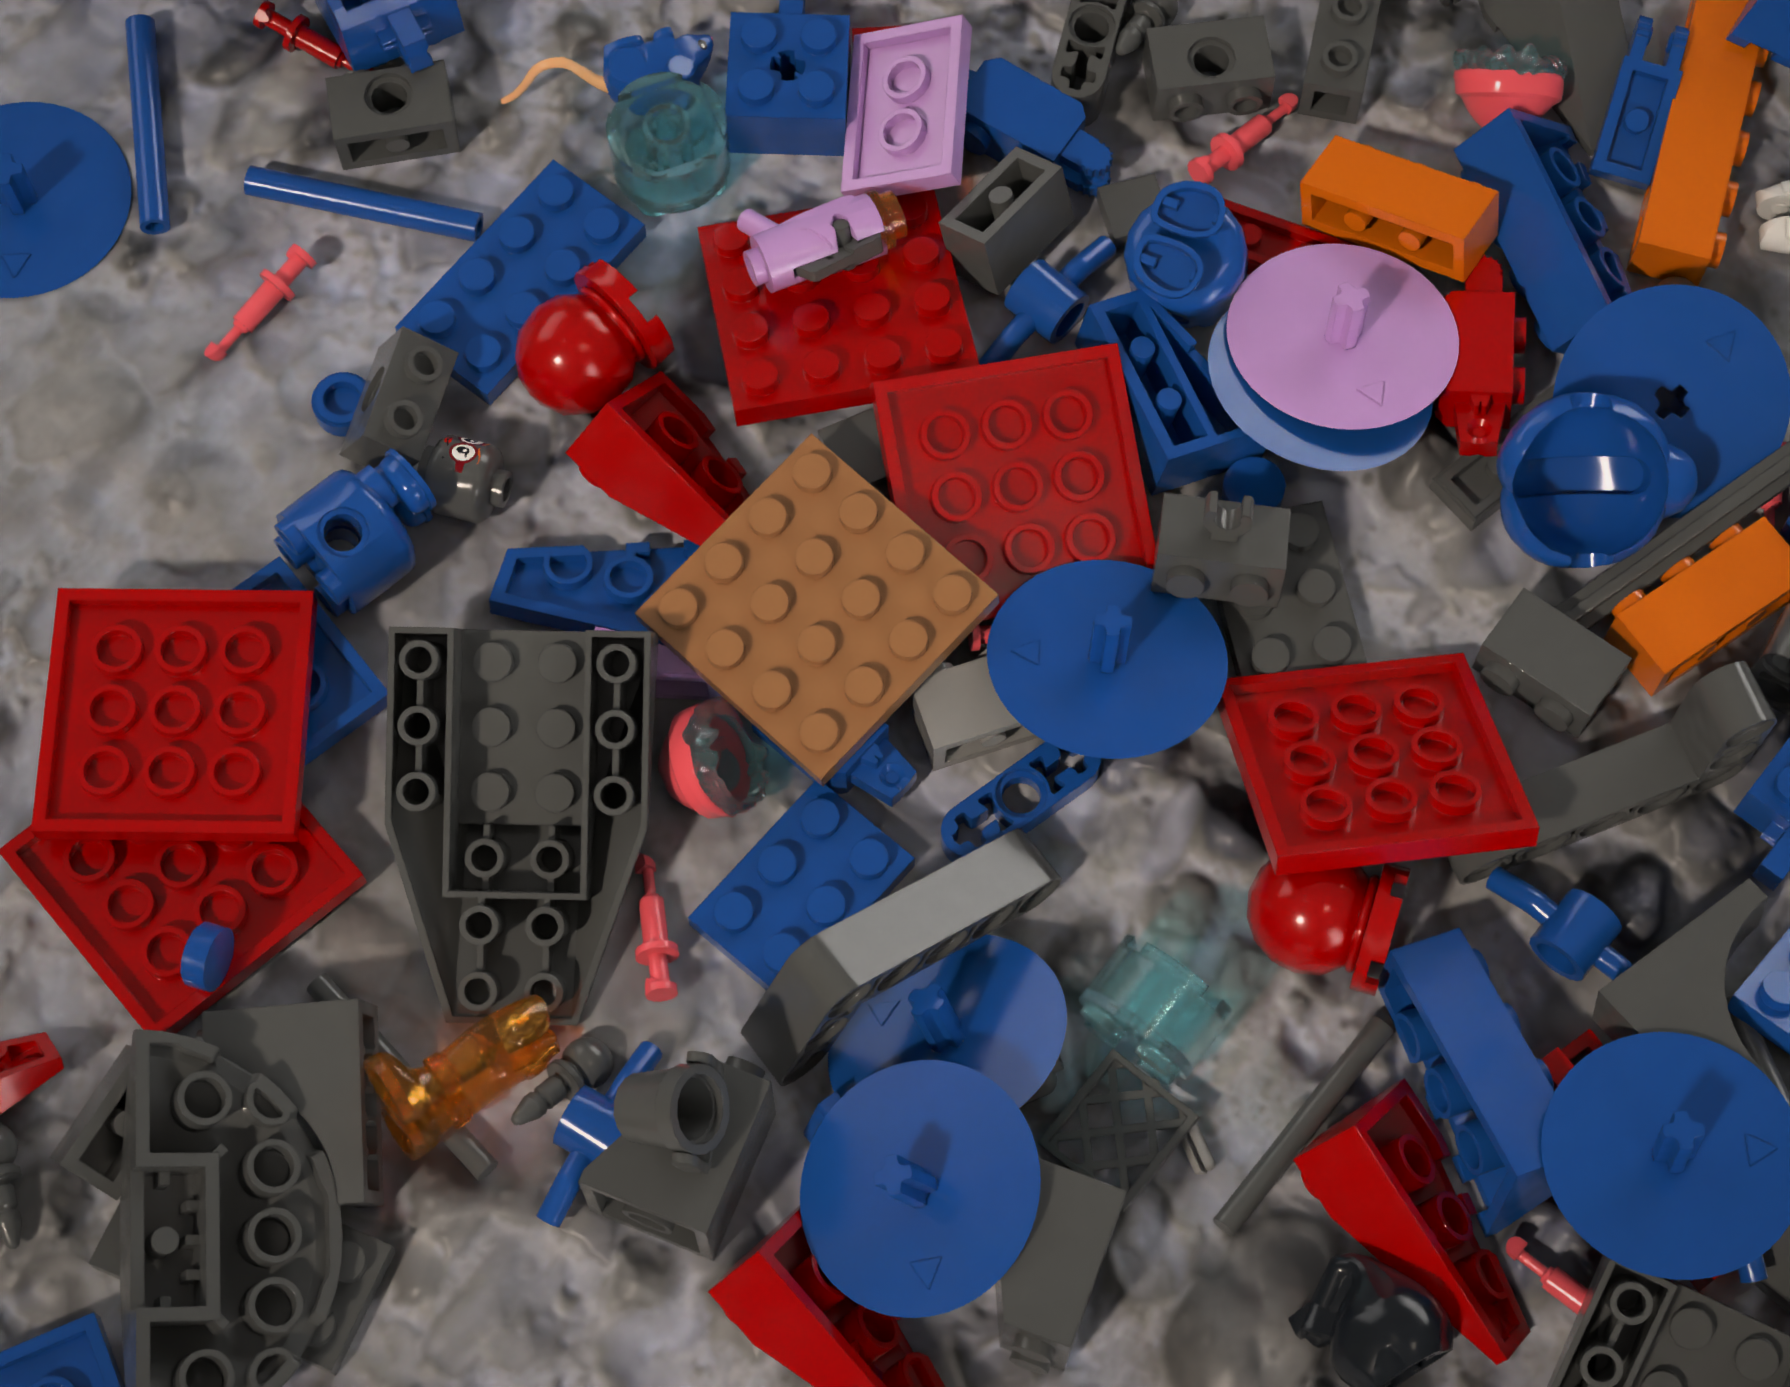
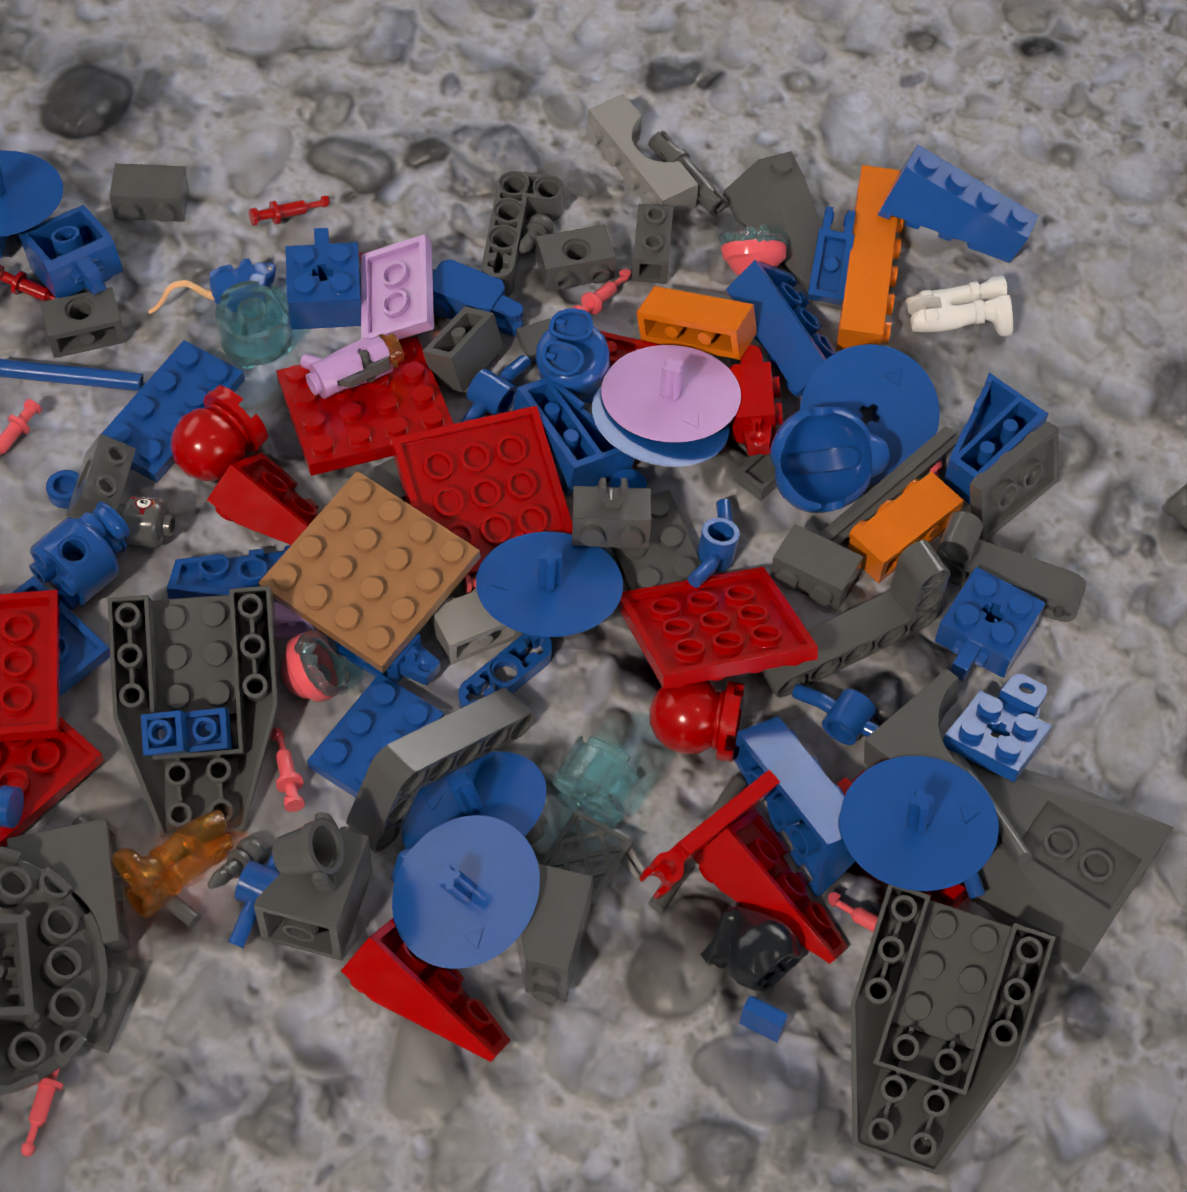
camera: 10 degrees left, 10 degrees down
(498, 859) = (186, 732): none -> blue slope
(1323, 1126) = (670, 865): none -> red tile
(1389, 608) = (716, 544): none -> blue piece

